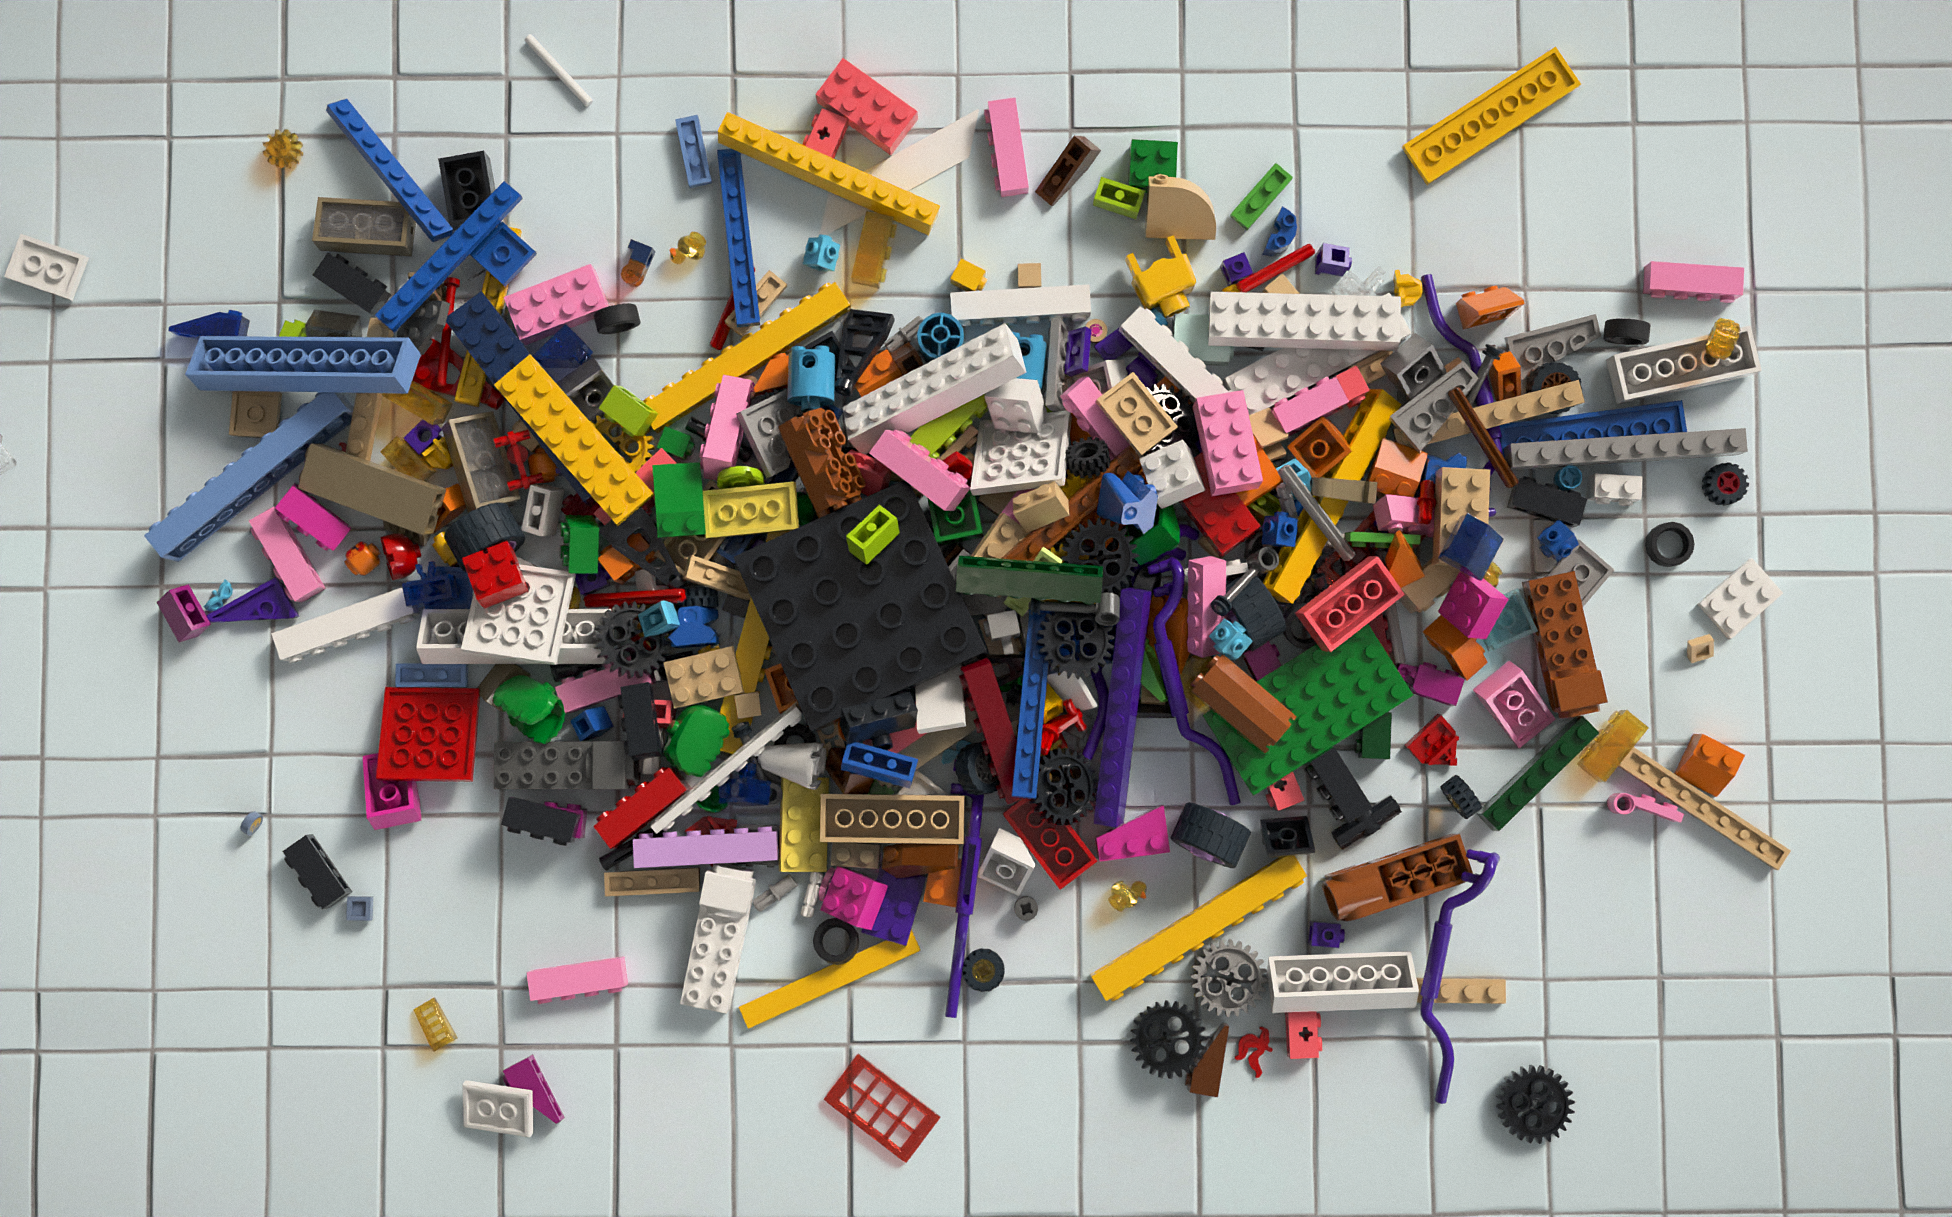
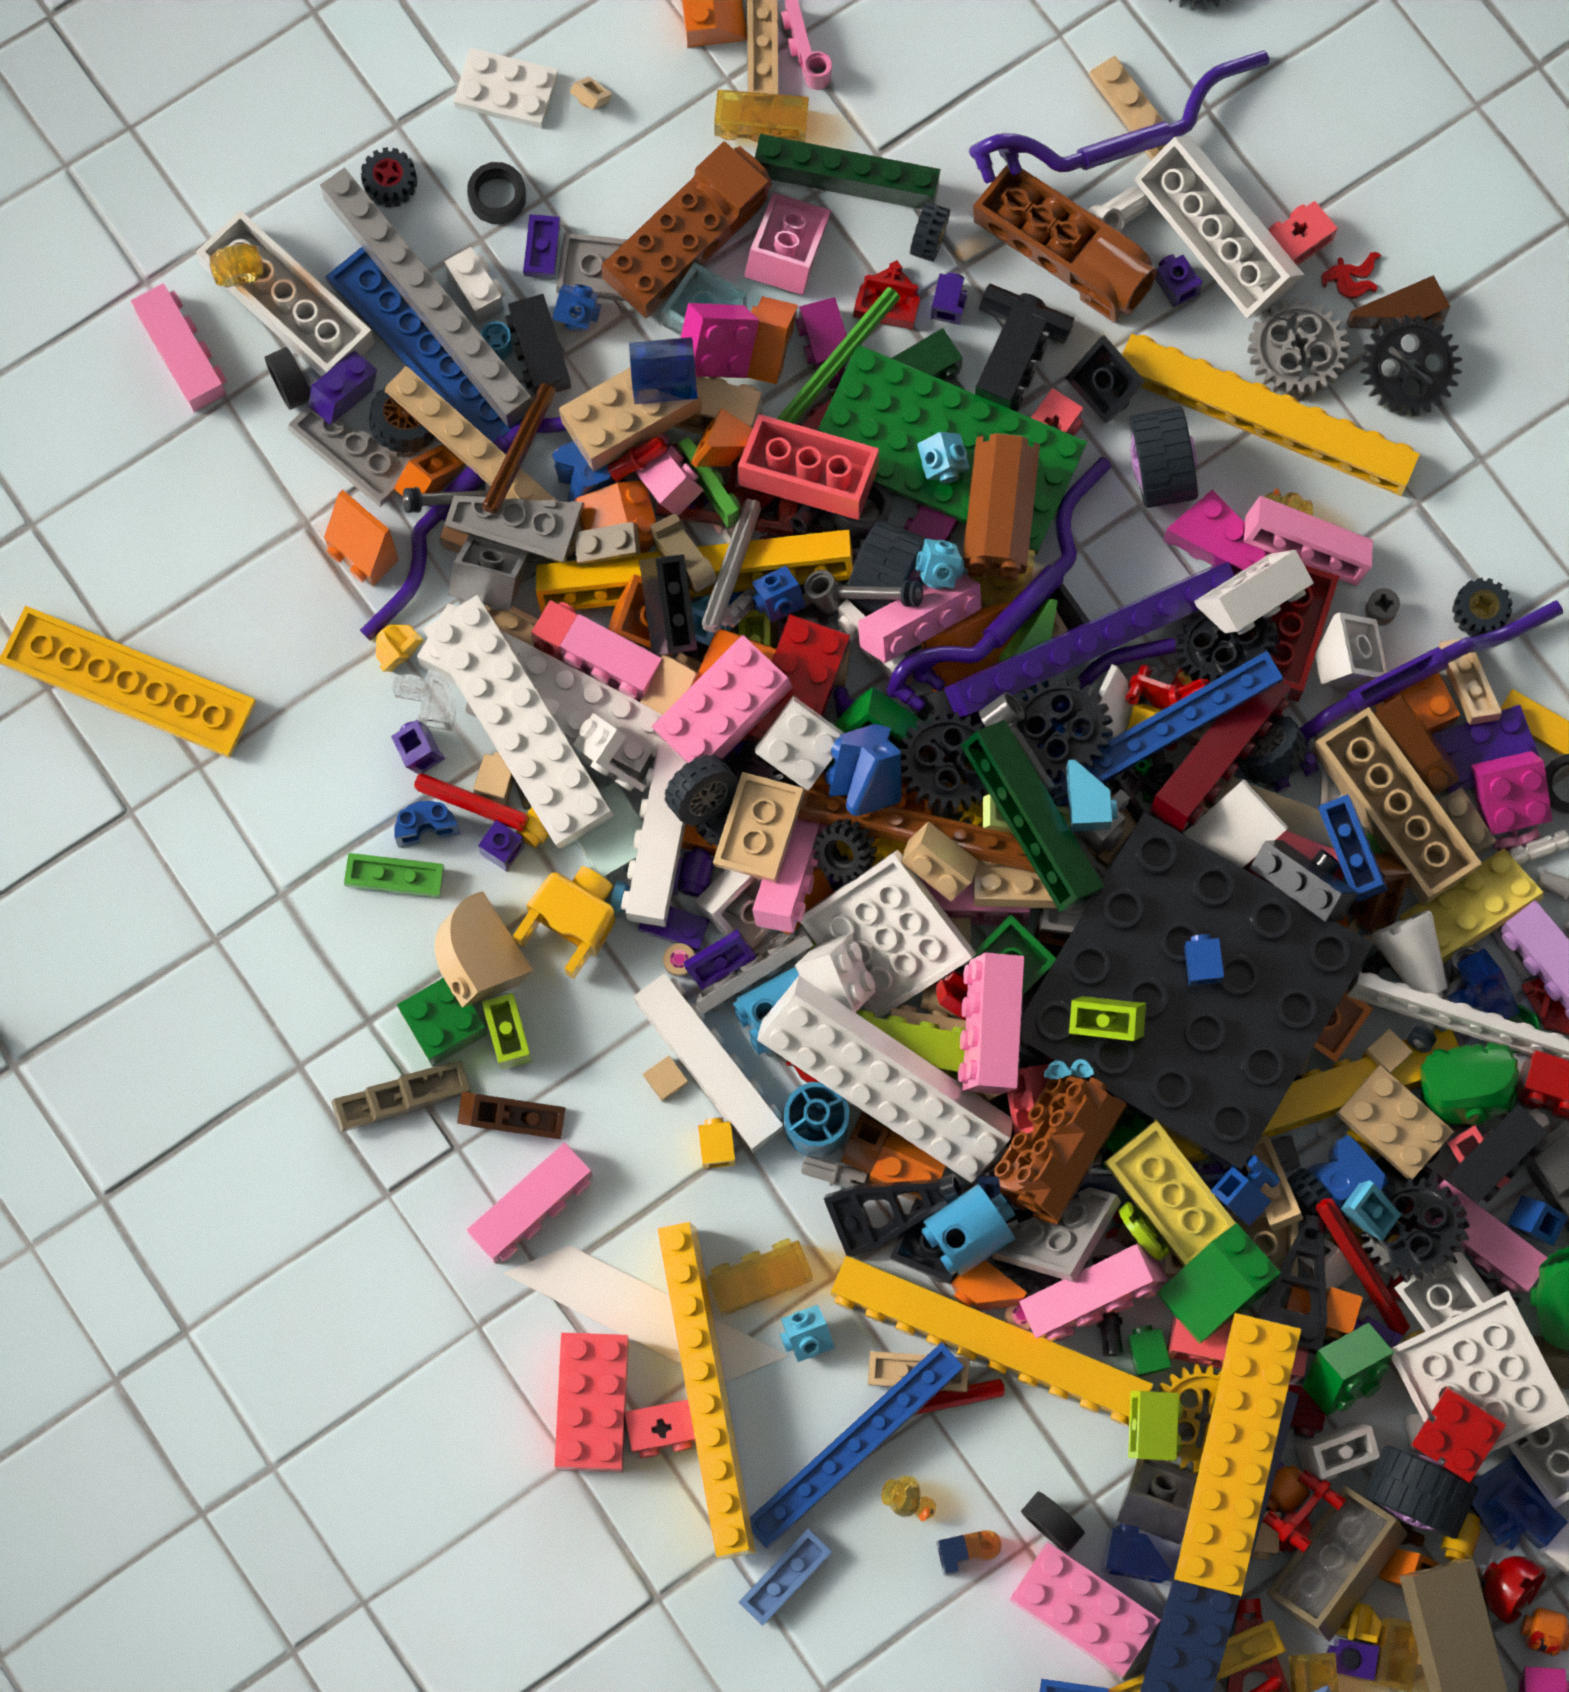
camera: 125 degrees left, 10 degrees down
(719, 551) = (1243, 1193): none -> blue brick
(865, 492) = (1060, 1069): none -> medium azure piece
(867, 615) = (1203, 960): none -> blue brick
(937, 924) = (1472, 687): none -> tan plate
(1015, 620) = (1088, 800): none -> medium azure slope
(1081, 824) = (1256, 592): none -> white slope
(1096, 888) = (1317, 542): none -> bright pink brick
(1123, 115) = (400, 1096): none -> dark tan slope
(1183, 394) = (701, 790): none -> black wheel
(1252, 356) = (598, 745): none -> white bracket
(1299, 692) = (943, 457): none -> medium azure brick
(1317, 456) = (668, 604): none -> black brick
(1383, 450) = (607, 543): none -> plate
(1396, 927) = (1121, 208): none -> white piece
(1409, 780) = (949, 299): none -> dark purple brick
(1411, 675) = (839, 356): none -> bright green axle
(1598, 361) = (342, 387): none -> dark purple brick
(1614, 549) = (541, 246): none -> dark purple plate

